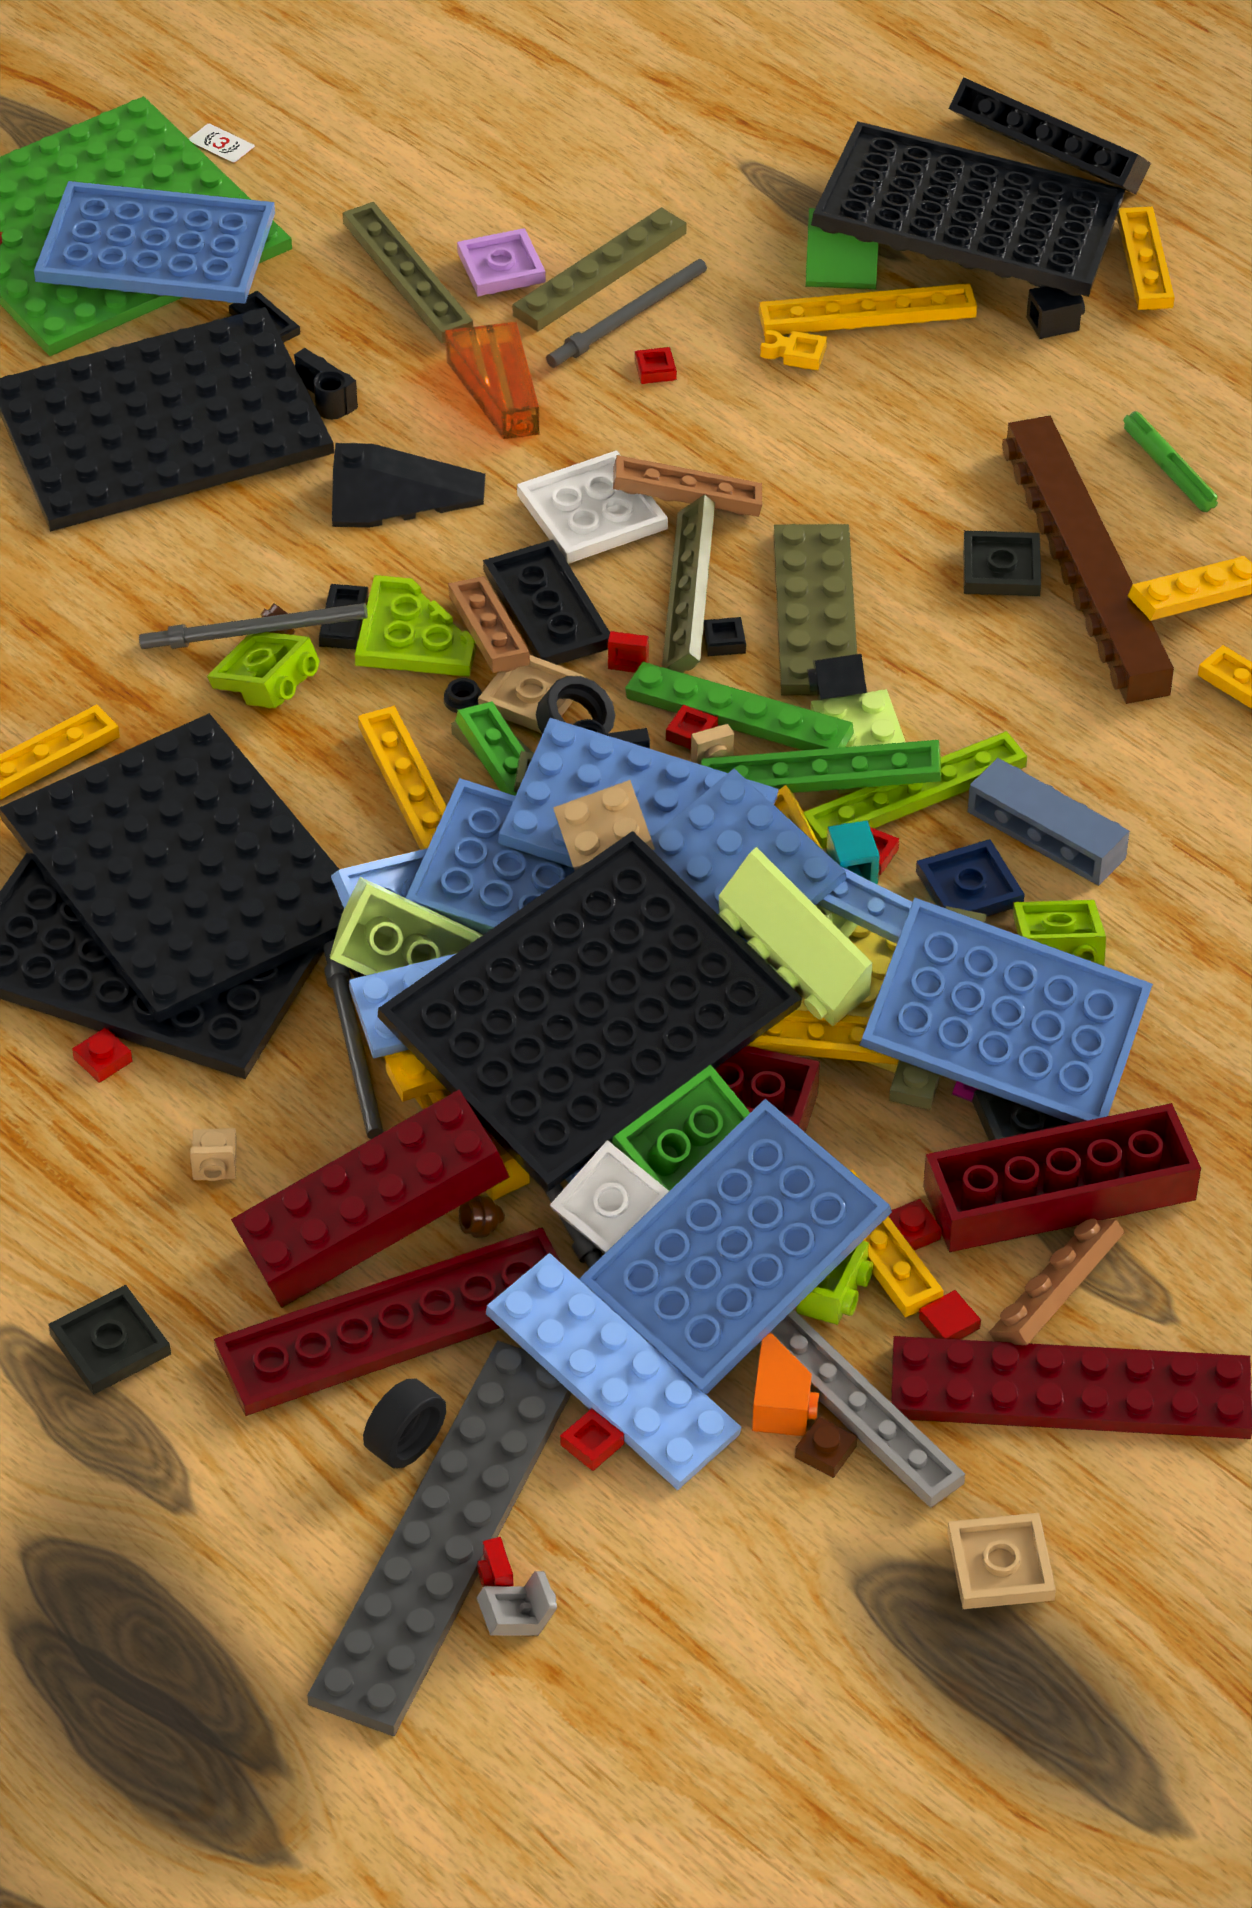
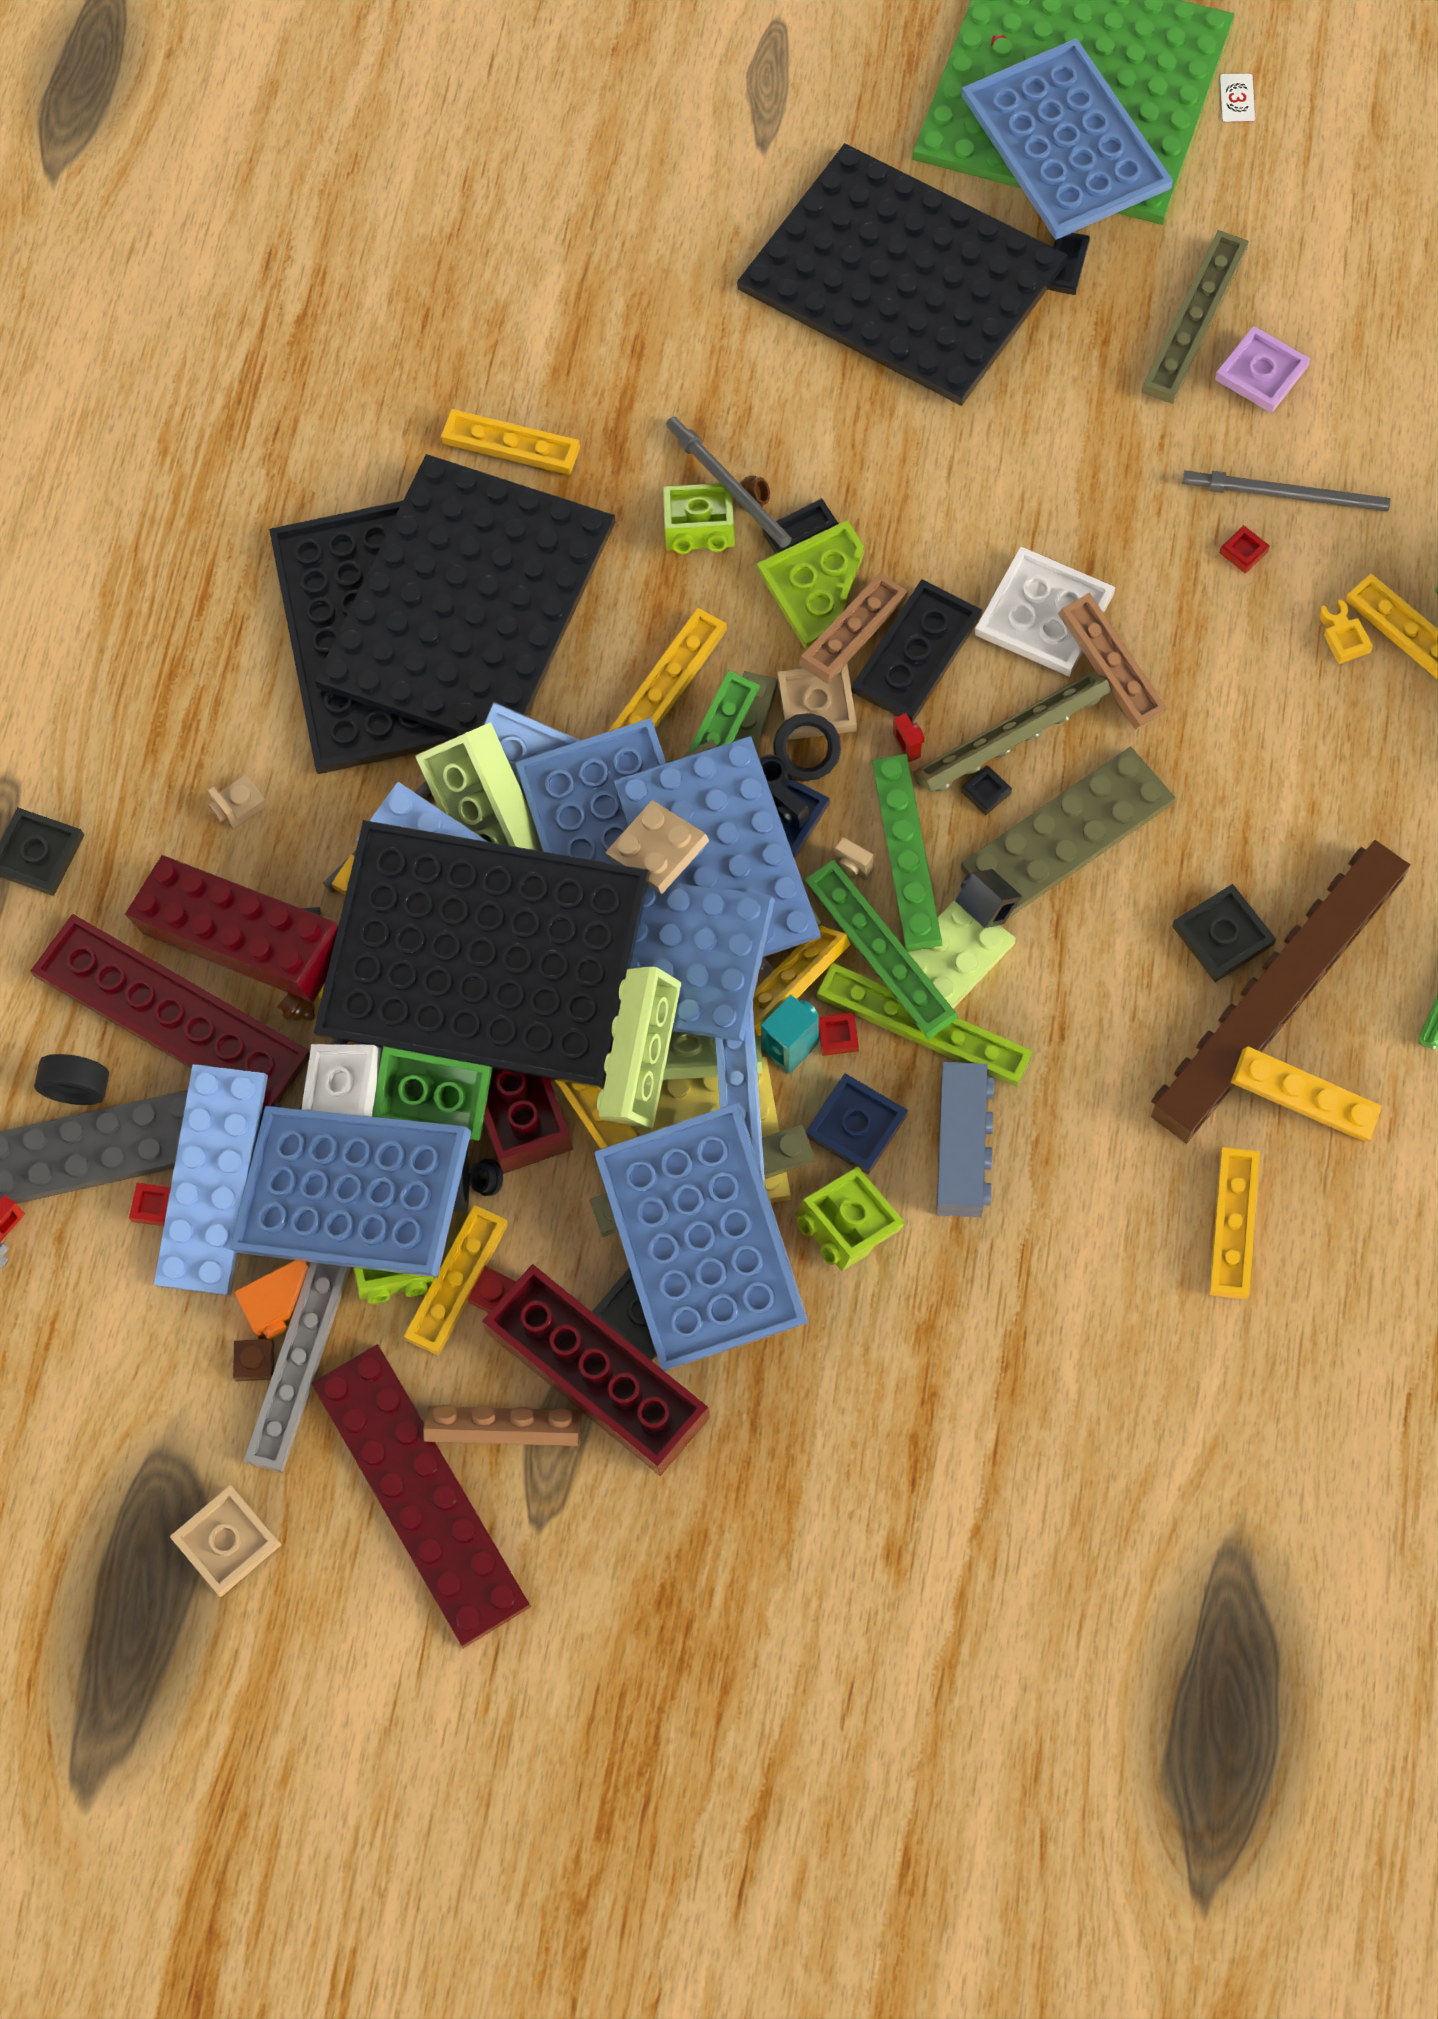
camera: 60 degrees right, 20 degrees up
(102, 1055) = (275, 673): red plate -> none
(333, 389) = (1021, 351): black plate -> none
(390, 483) = (951, 464): black wedge -> none
(461, 694) = (776, 652): black plate -> none
(496, 375) = (1131, 454): clear orange slope -> none
(599, 269) = (1321, 439): olive plate -> none
(688, 722) = (866, 830): red plate -> none
(949, 1317) = (425, 1371): red tile -> none

